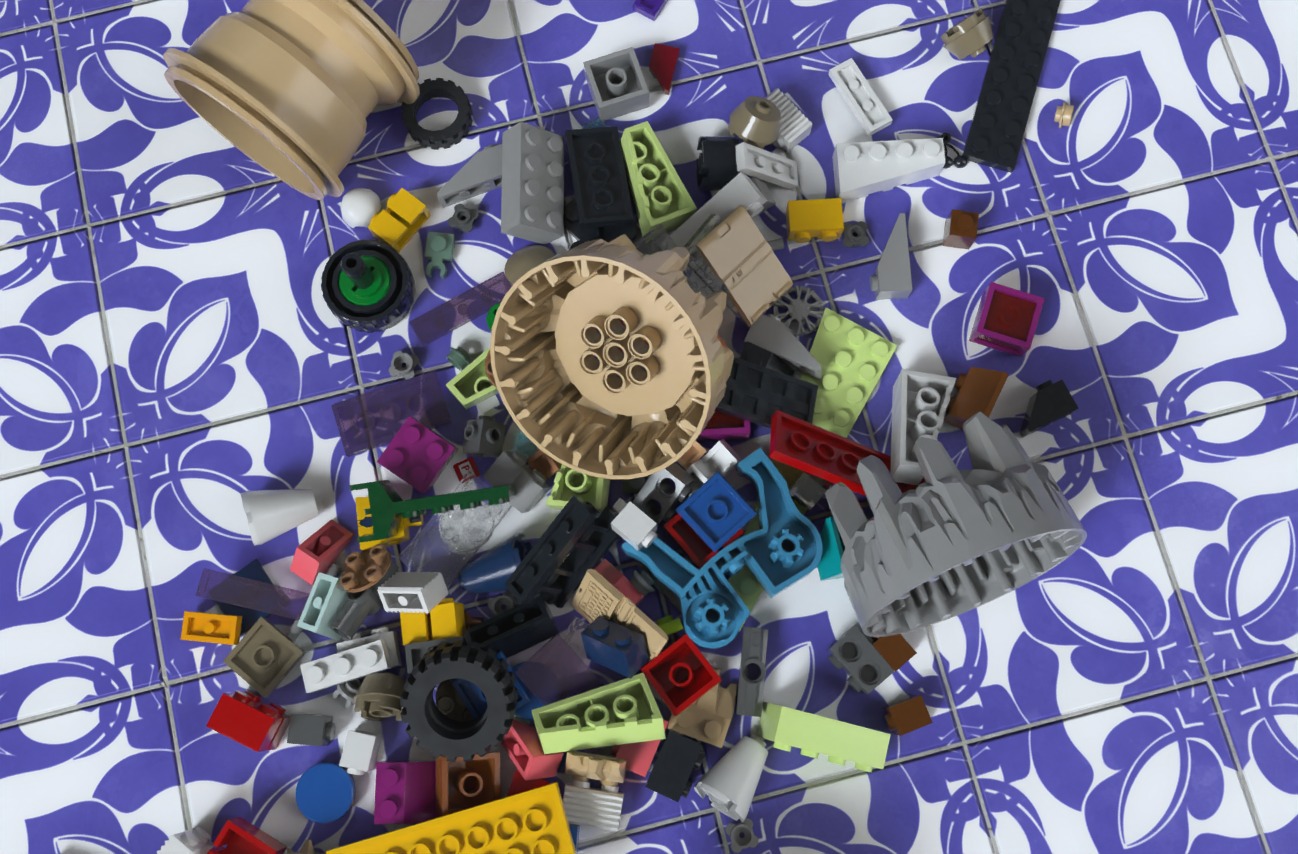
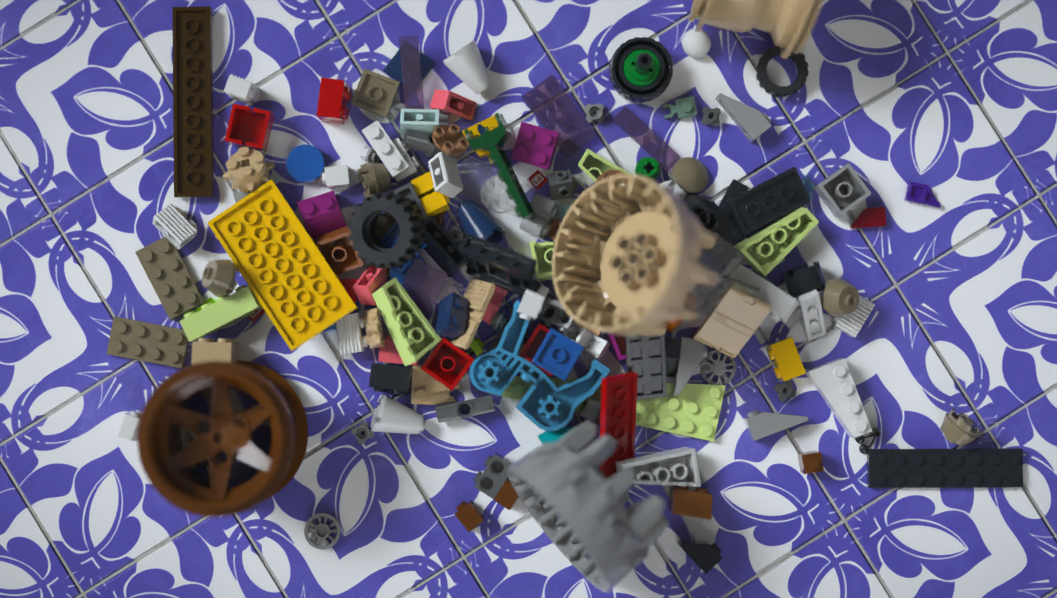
camera: 70 degrees right, 10 degrees up
(211, 627) = (382, 52): light orange plate -> none
(310, 729) = (340, 140): dark grey brick -> none
(400, 220) = (694, 73): yellow piece -> none
(458, 358) = (611, 148): sand green plate -> none
(532, 184) = (748, 157): light grey brick -> none
(824, 736) = (438, 465): yellowish green wedge -> none
(860, 97) = (889, 364): white plate -> none
(1006, 319) = (754, 510): piece -> none
(1064, 114) = (921, 512): tan plate -> none

